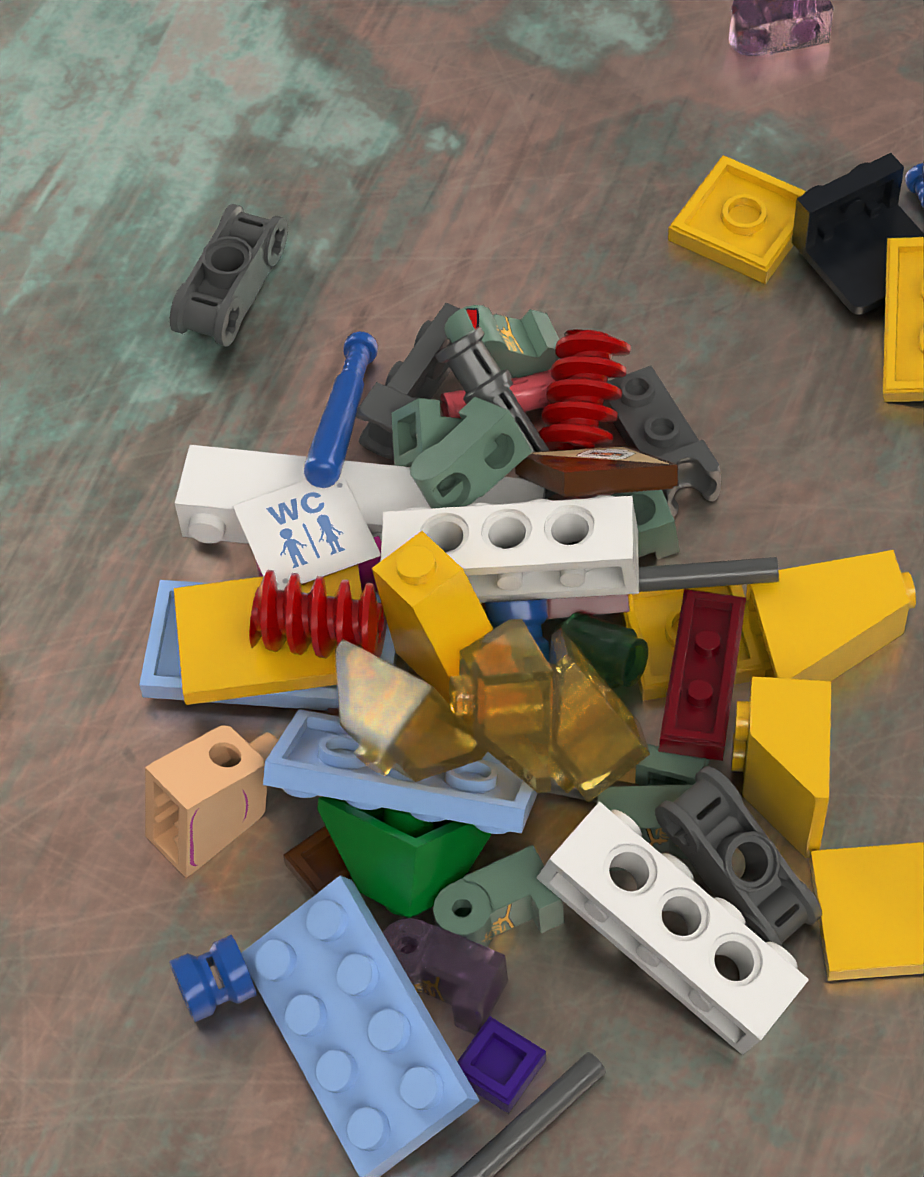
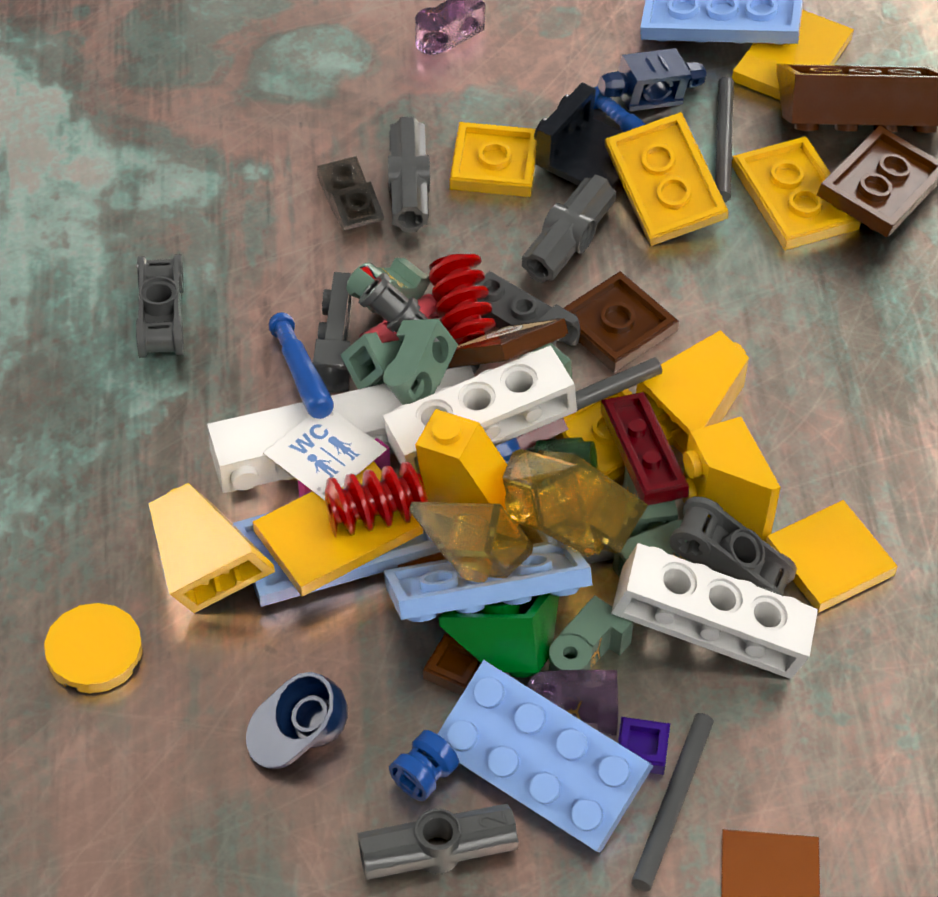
camera: 30 degrees left, 5 degrees down
(100, 856) = (296, 717): none -> cap
(103, 599) = (203, 550): none -> yellow slope
(134, 1071) = (406, 847): none -> dark grey piece
(205, 795) = (361, 628): light nougat torso -> none
(536, 205) = (349, 193): none -> clear smoke slope
(619, 204) = (408, 174): none -> dark grey piece
(782, 343) = (568, 228): none -> dark grey piece
(783, 489) = (620, 321): none -> reddish brown tile

